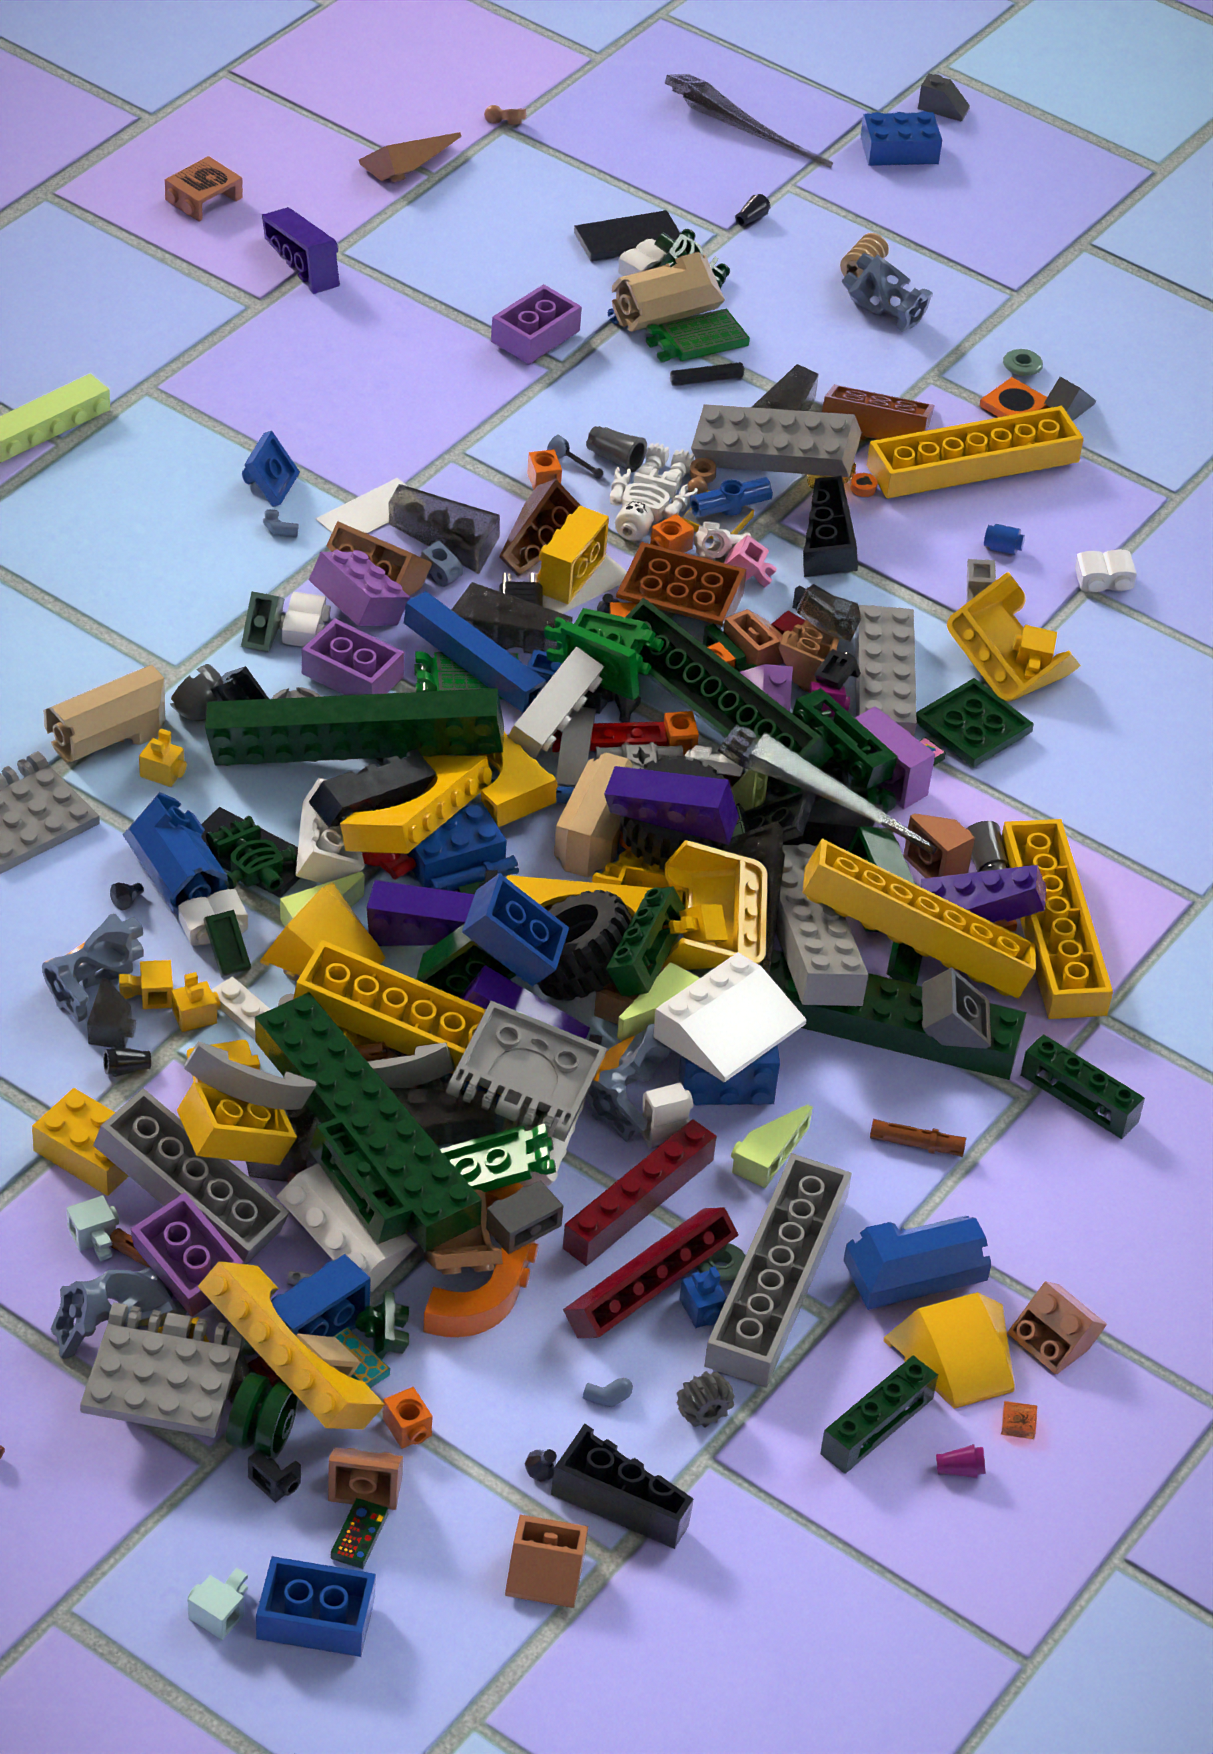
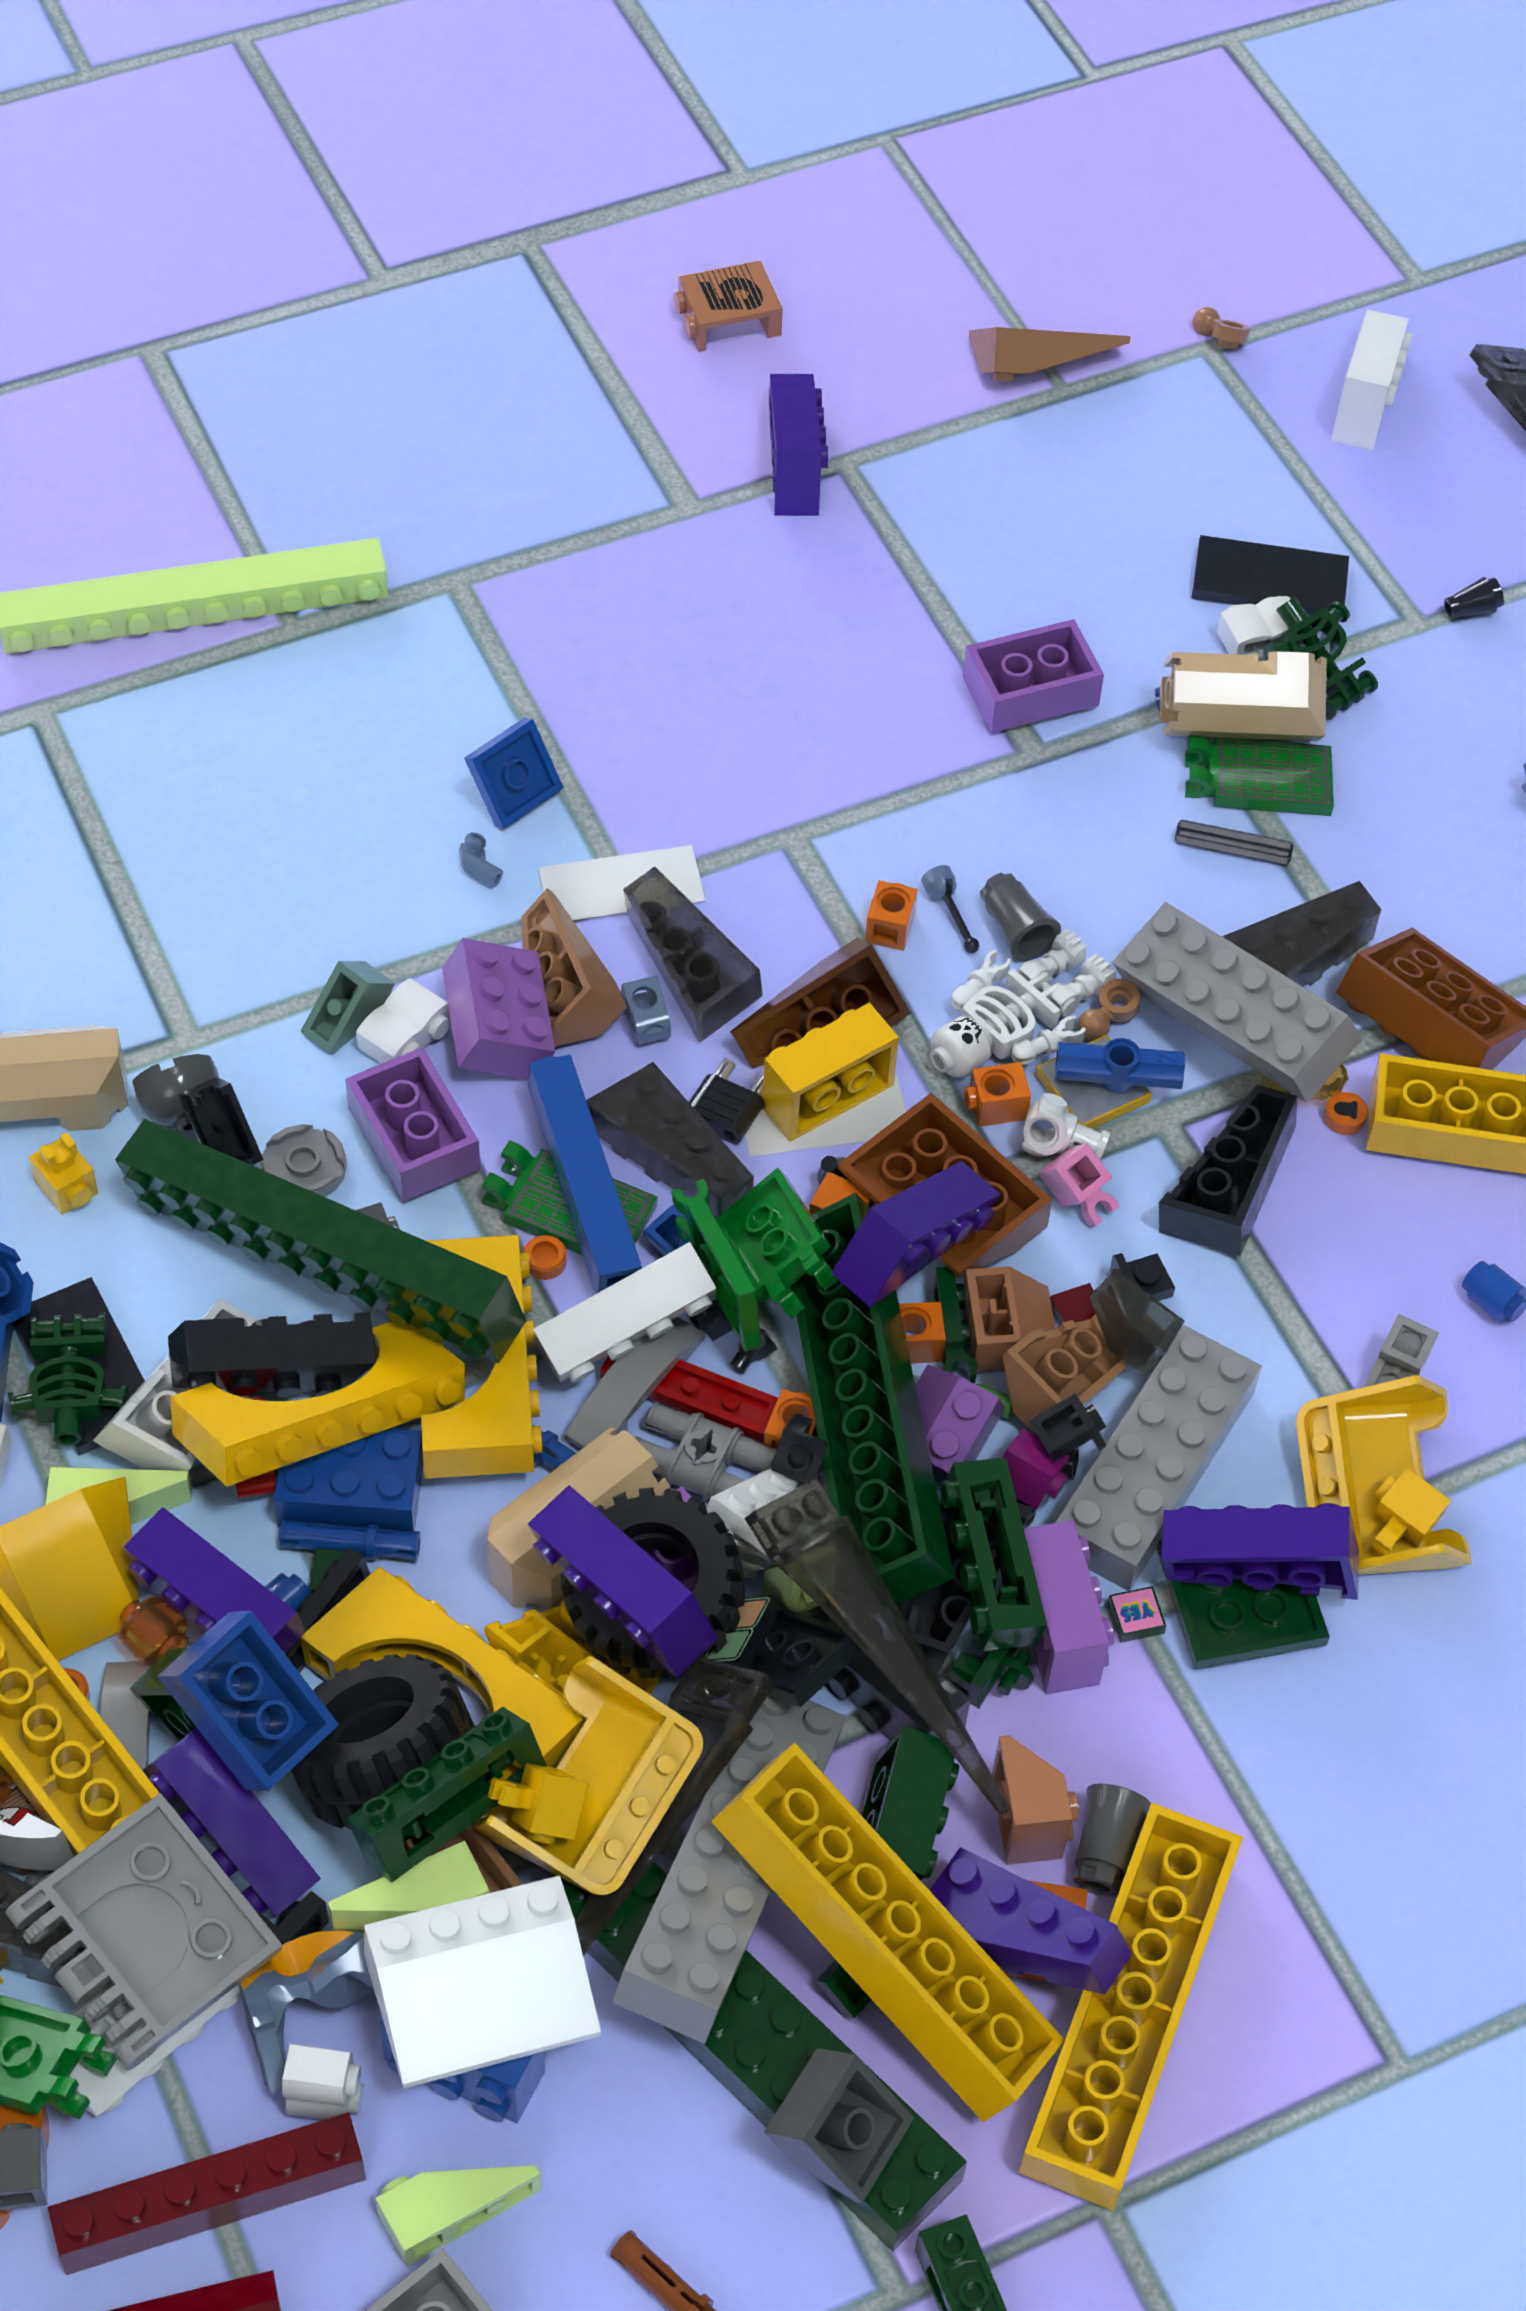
camera: 30 degrees right, 10 degrees up
(402, 953) = (151, 1629): none -> clear orange head
(615, 114) = (1371, 379): none -> wedge
(694, 599) = (914, 1230): none -> dark purple wedge
(703, 731) = (798, 1452): none -> black bracket
(978, 688) = (1263, 1547): none -> dark purple wedge

